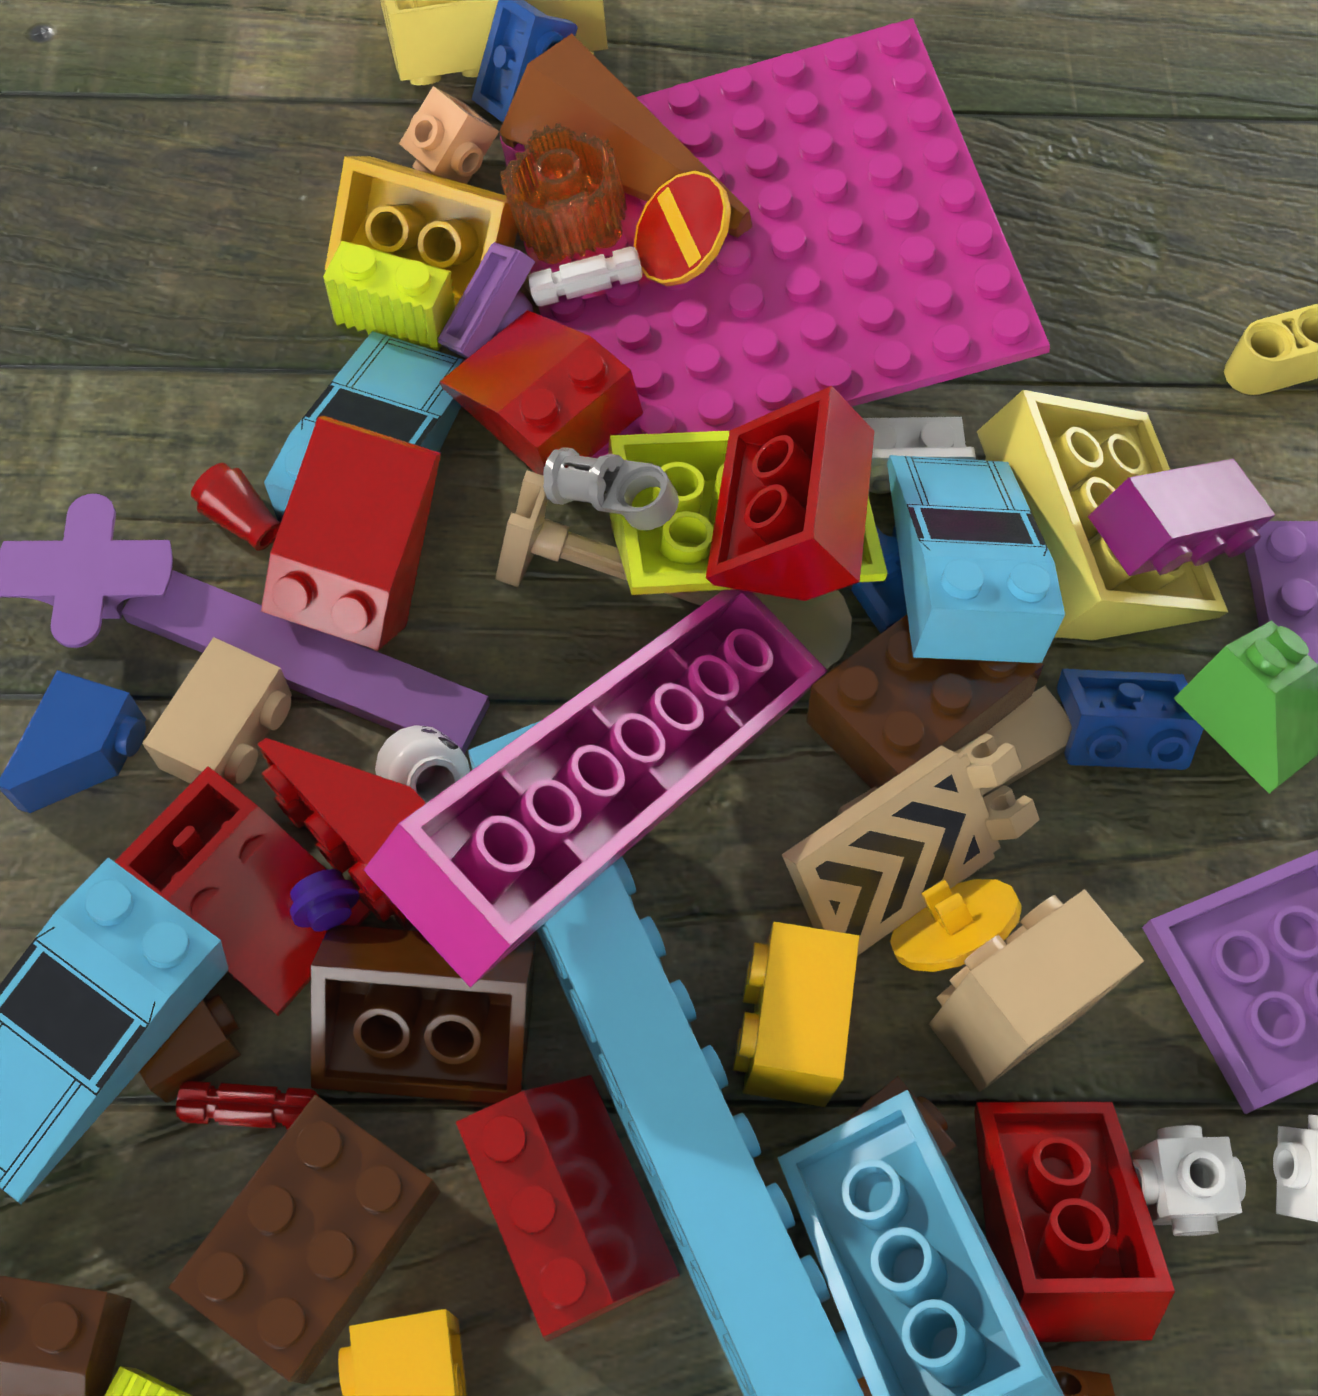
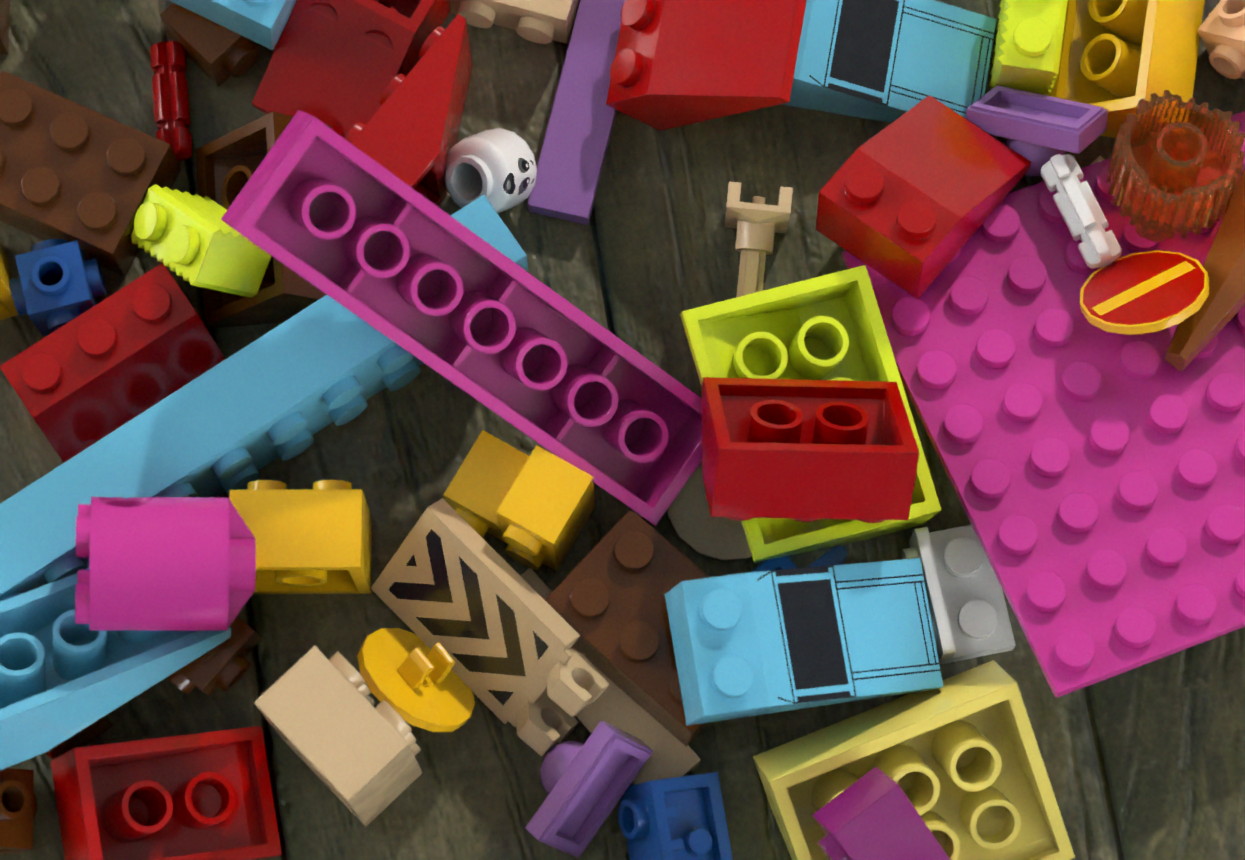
camera: 85 degrees right, 10 degrees up
(323, 900) = (341, 108): dark purple plate -> none
(438, 1075) = (196, 243): none -> neon yellow brick
(471, 1277) = (73, 279): none -> blue brick
(621, 479) = (770, 272): light grey connector -> none
(789, 781) = (522, 499): none -> yellow brick
(846, 1144) = (163, 564): none -> dark pink cylinder
(1070, 786) = (585, 786): none -> medium lavender tile

